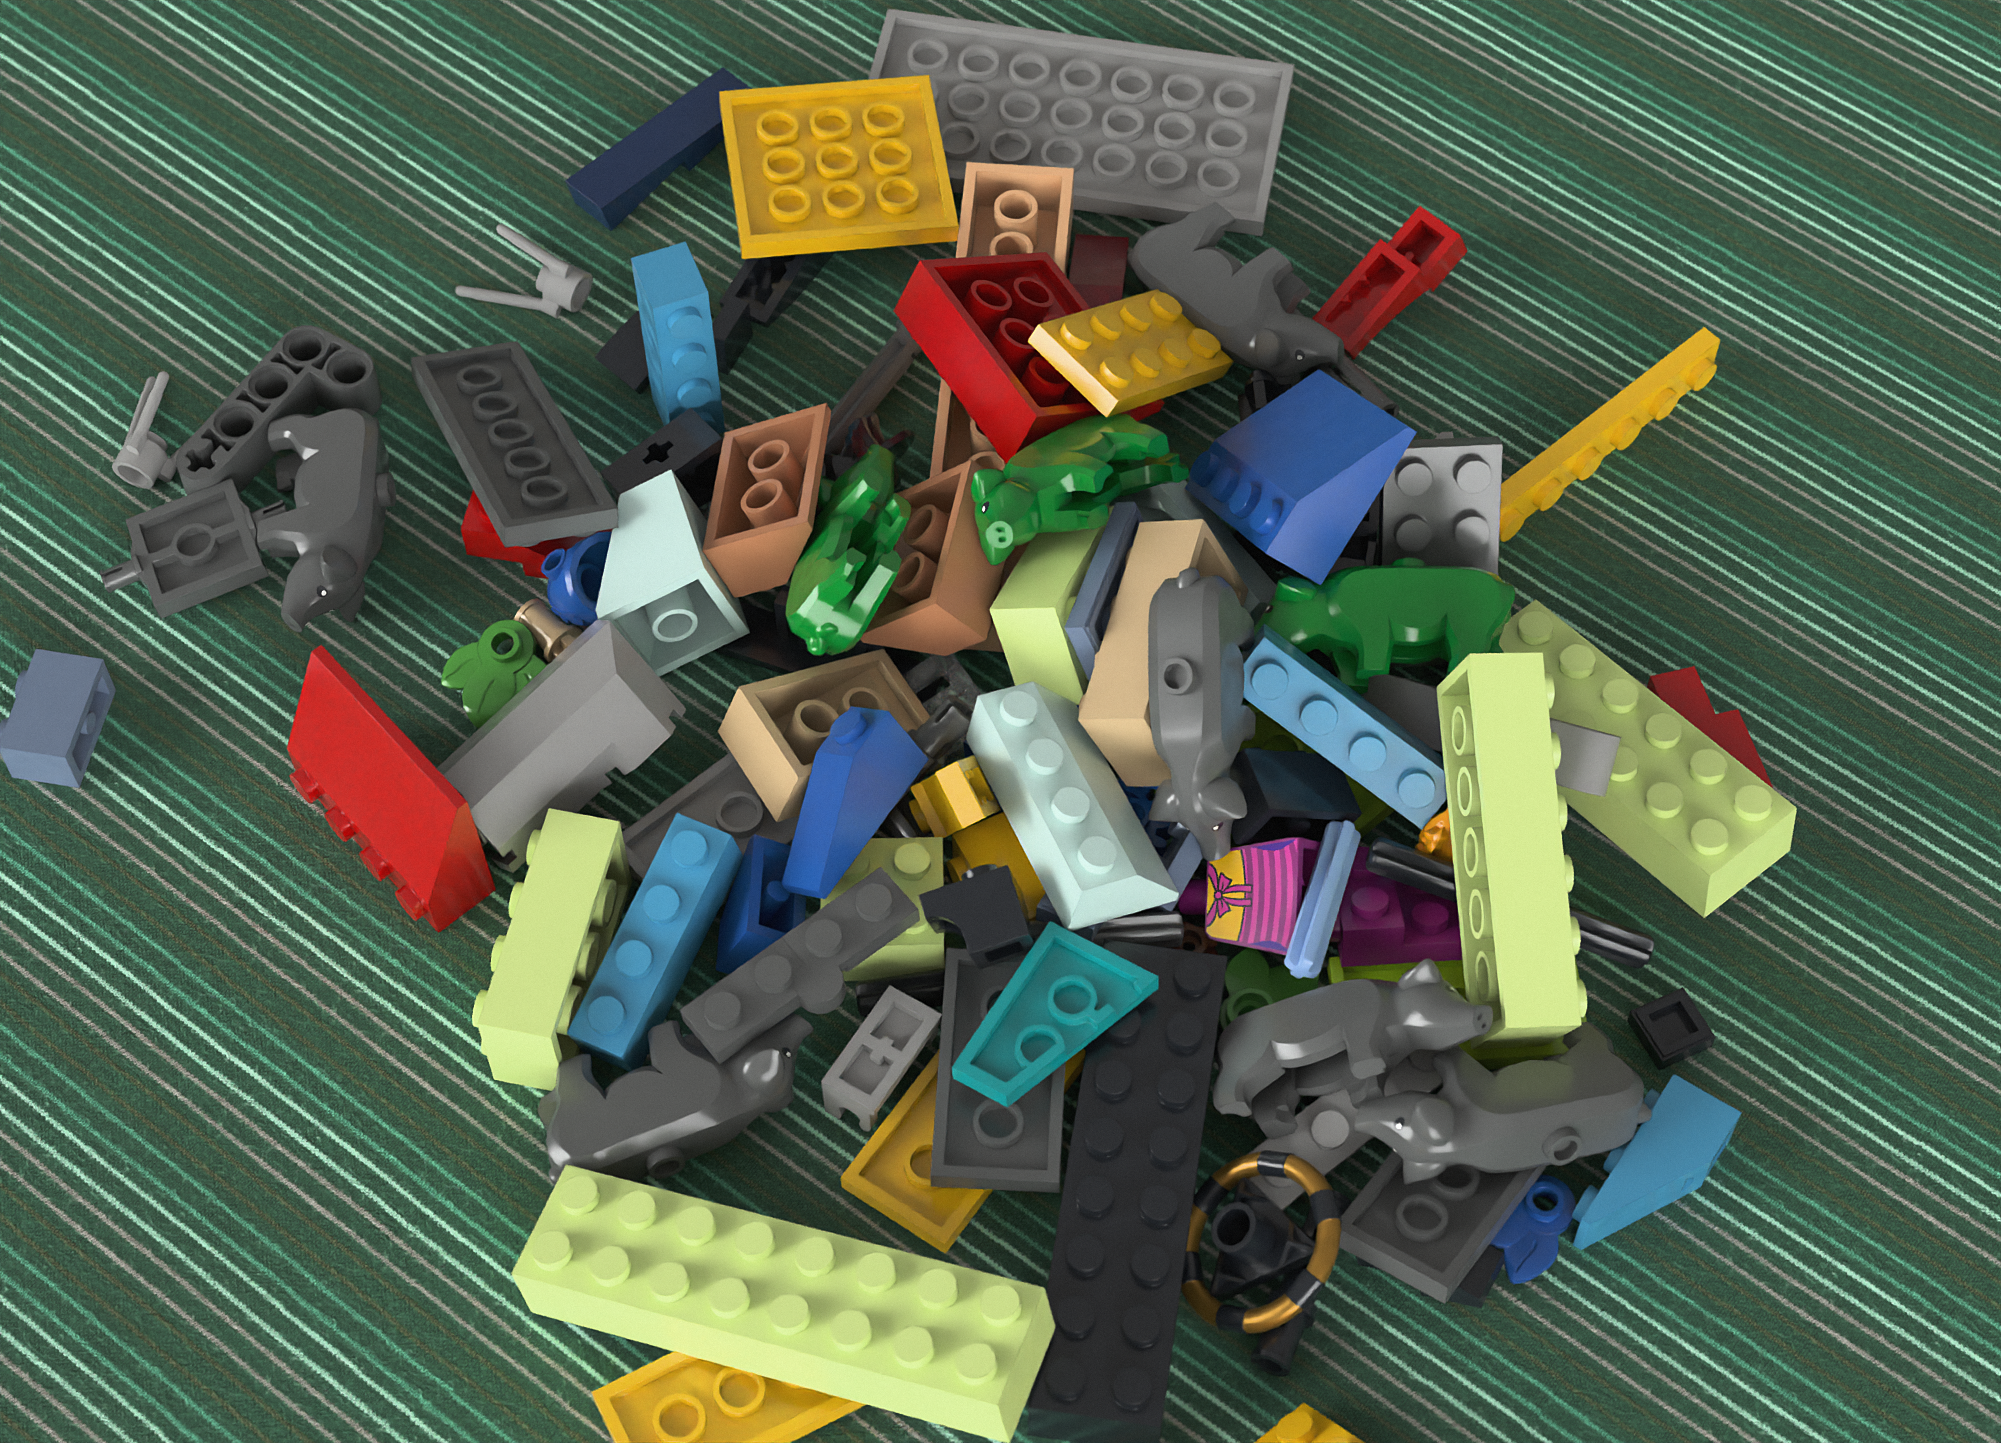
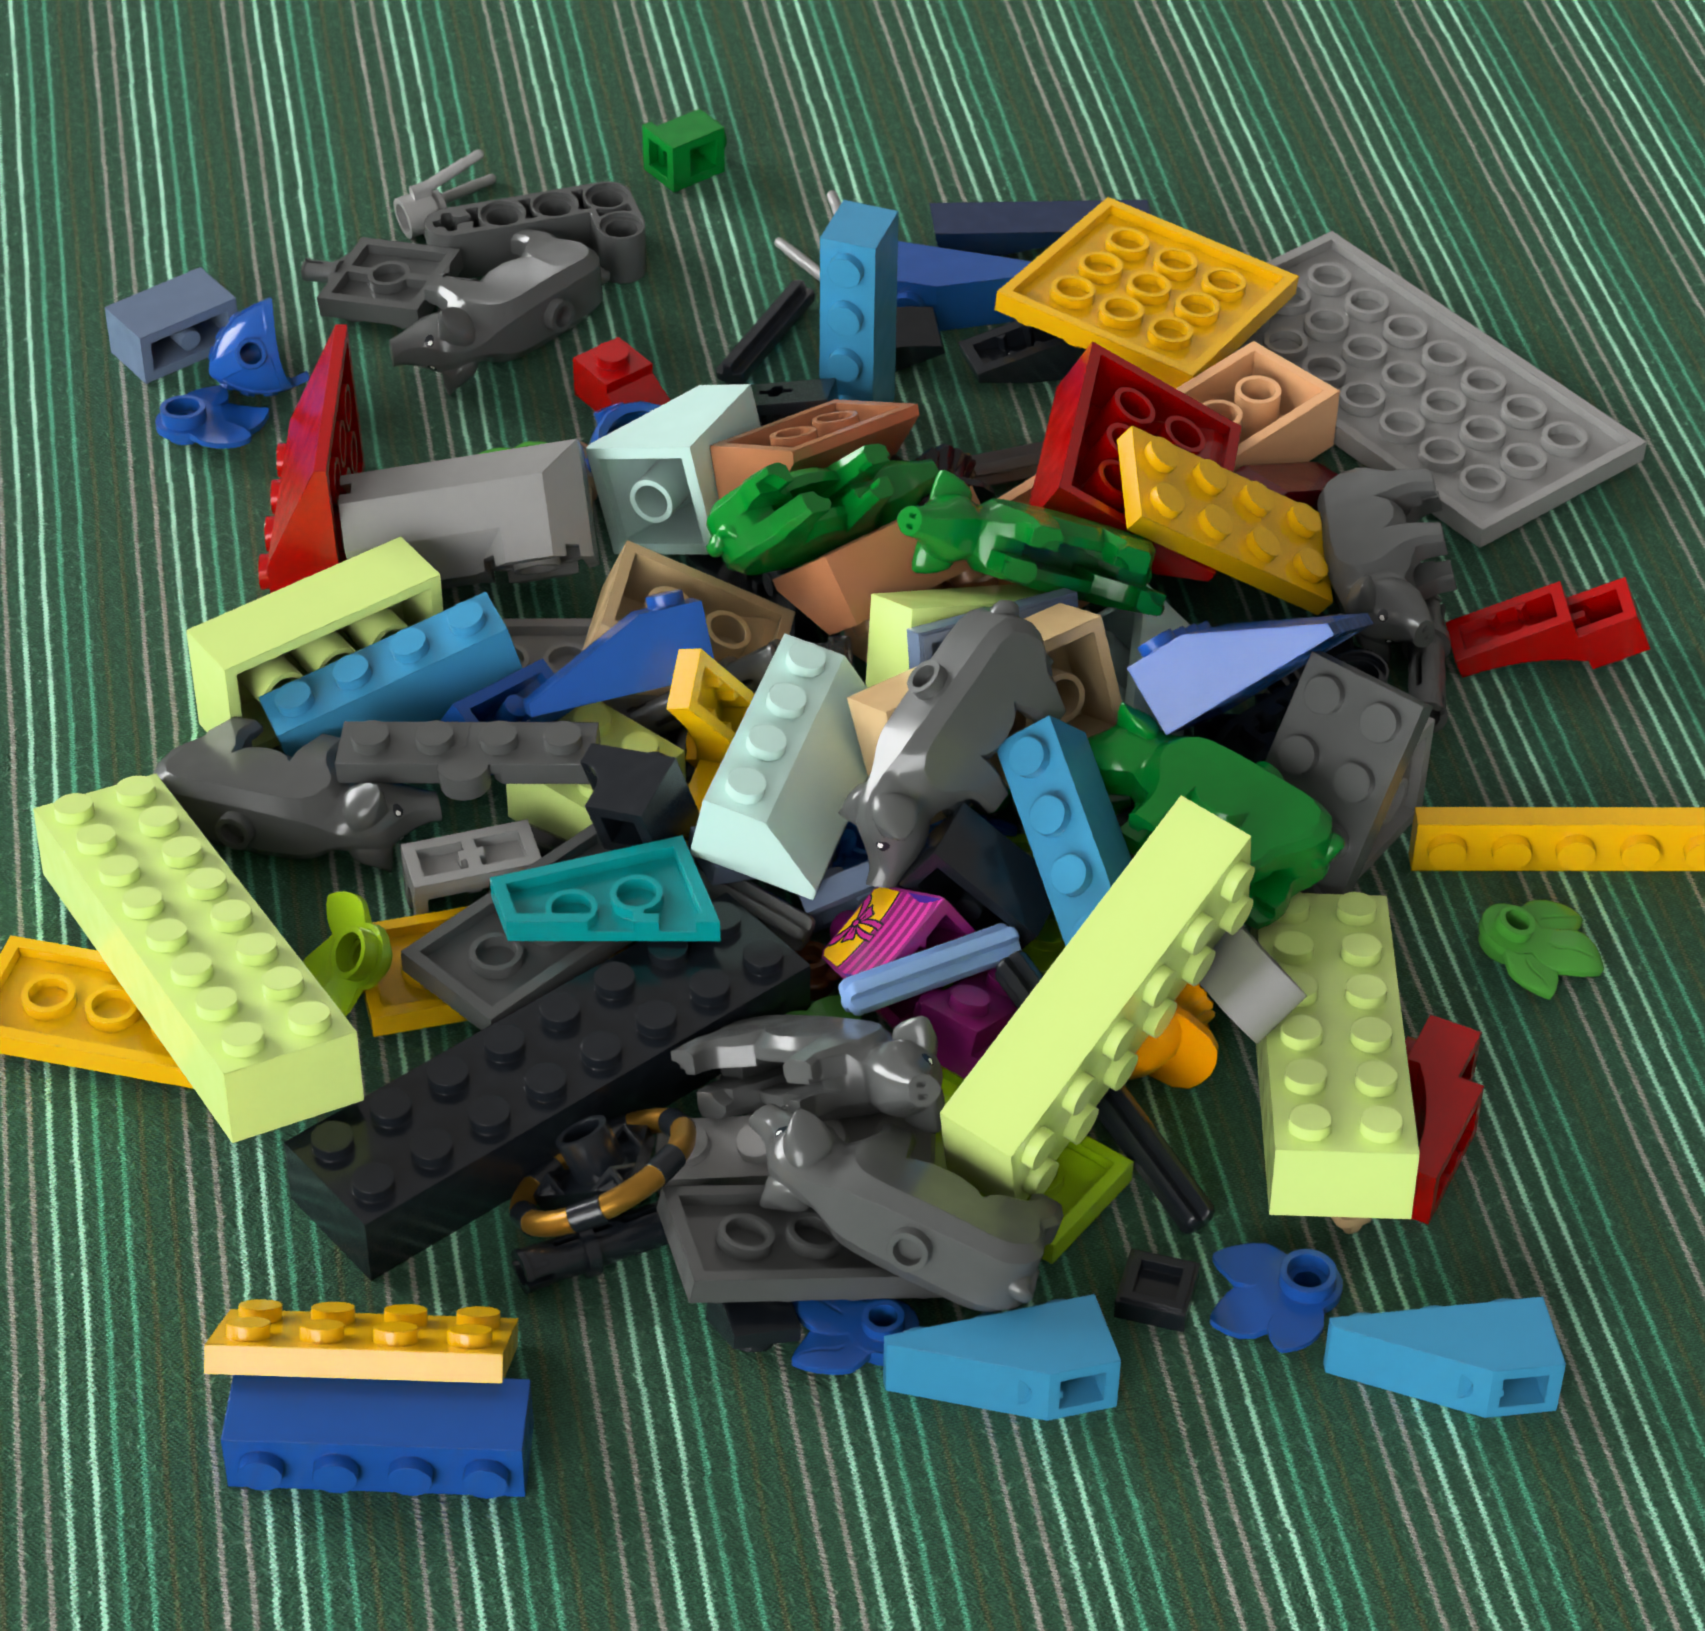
camera: 40 degrees right, 15 degrees down
(160, 703) = (248, 355): none -> blue helmet
(188, 788) = (209, 419): none -> blue plate
(298, 251) = (684, 150): none -> green brick
(514, 444) = (669, 325): dark grey plate -> none
(546, 359) = (766, 333): none -> black axle
(700, 221) = (954, 283): none -> blue slope
(731, 333) = (941, 368): black tile -> none
(867, 1201) = (353, 955): none -> lime plate
(1629, 557) = (1538, 944): none -> bright green plate
(1744, 981) = (1276, 1294): none -> blue plate
(1914, 931) = (1464, 1356): none -> dark azure slope

